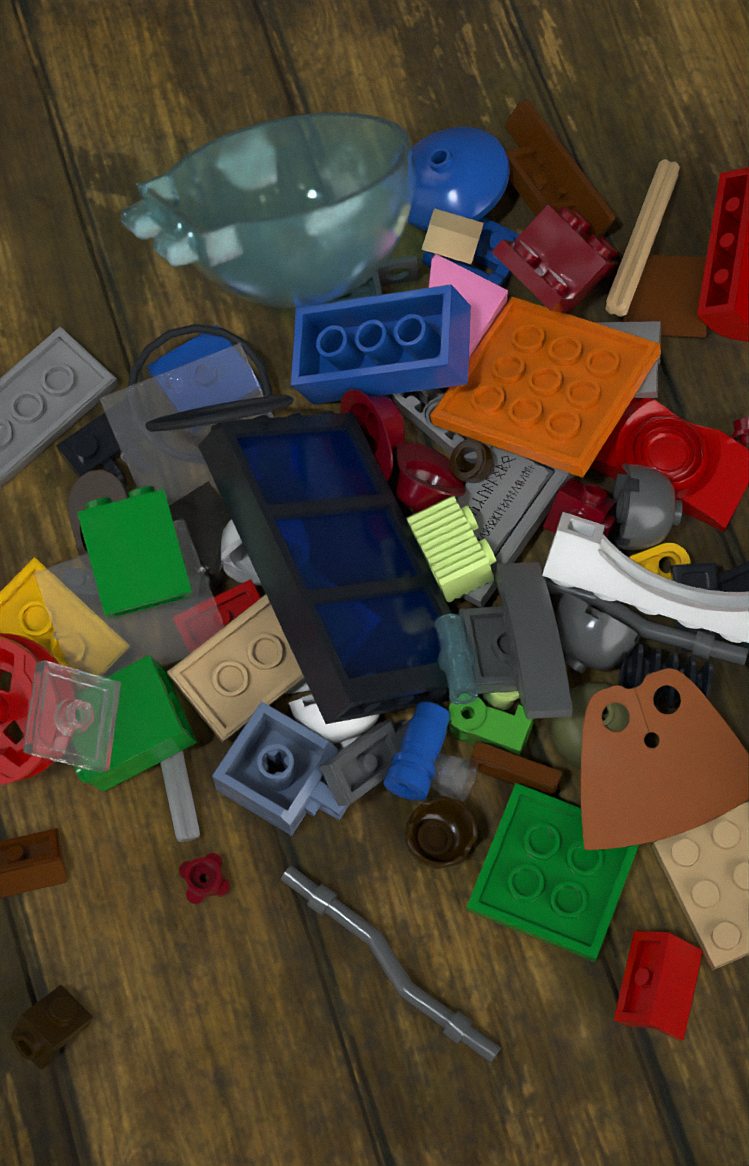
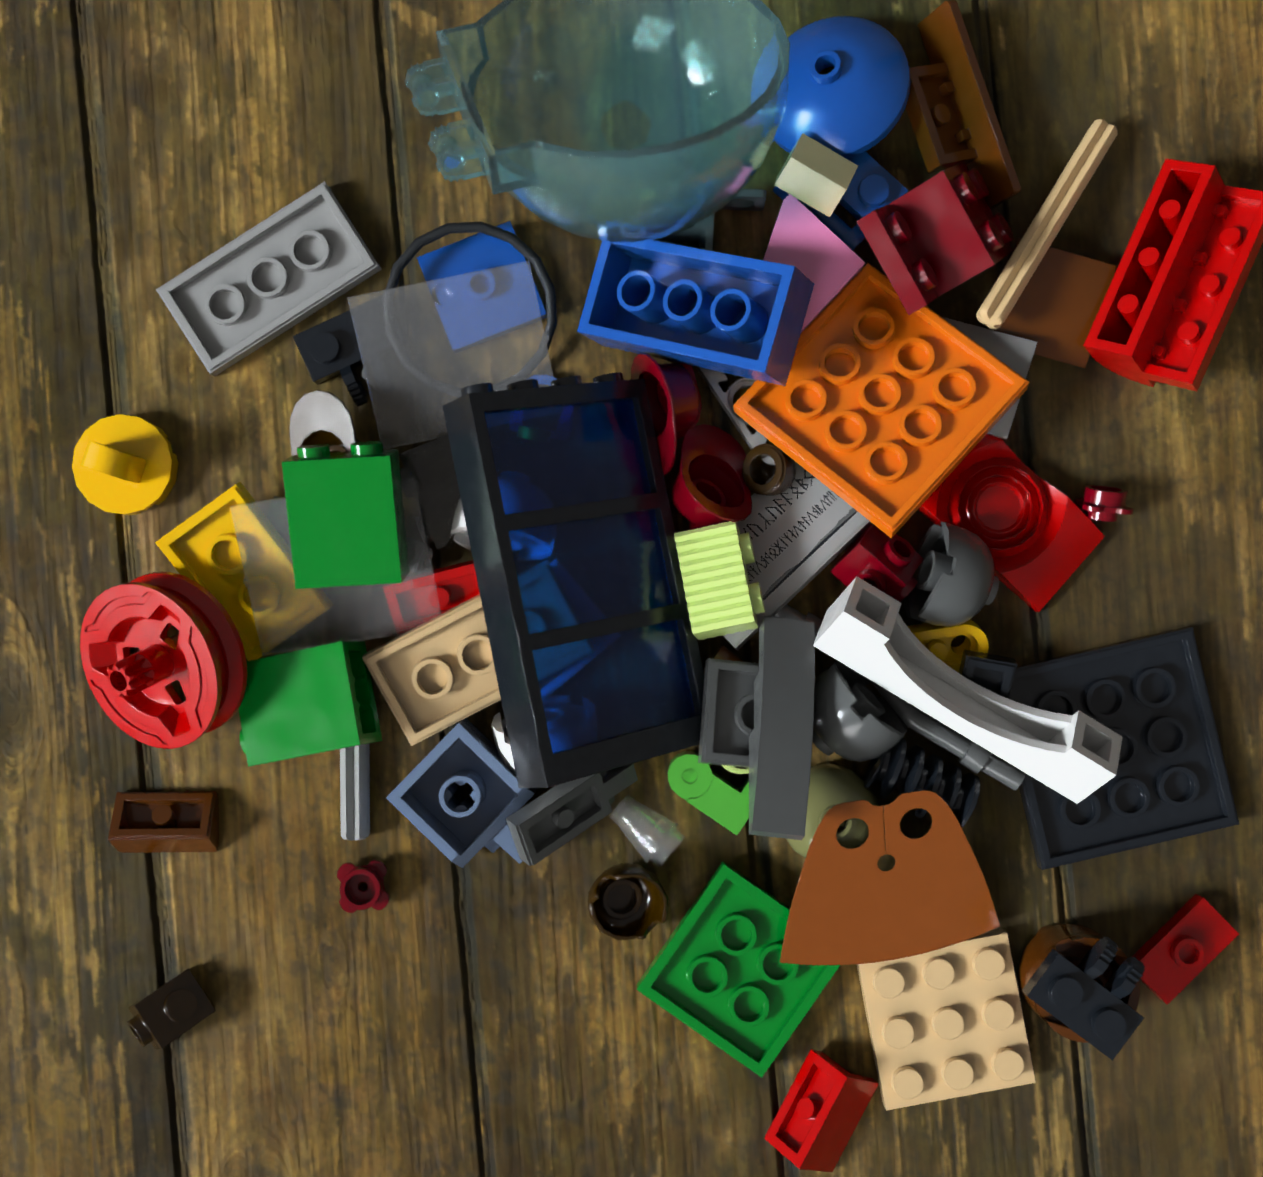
camera: 10 degrees right, 20 degrees up
(72, 716) = (234, 706): clear plate -> none
(187, 418) = (476, 398): black piece -> none
(420, 747) = (623, 815): blue axle -> none
(456, 659) = (689, 728): clear light blue pin -> none
(456, 1026) = (595, 1105): dark grey bar -> none
(514, 769) = (727, 848): reddish brown tile -> none

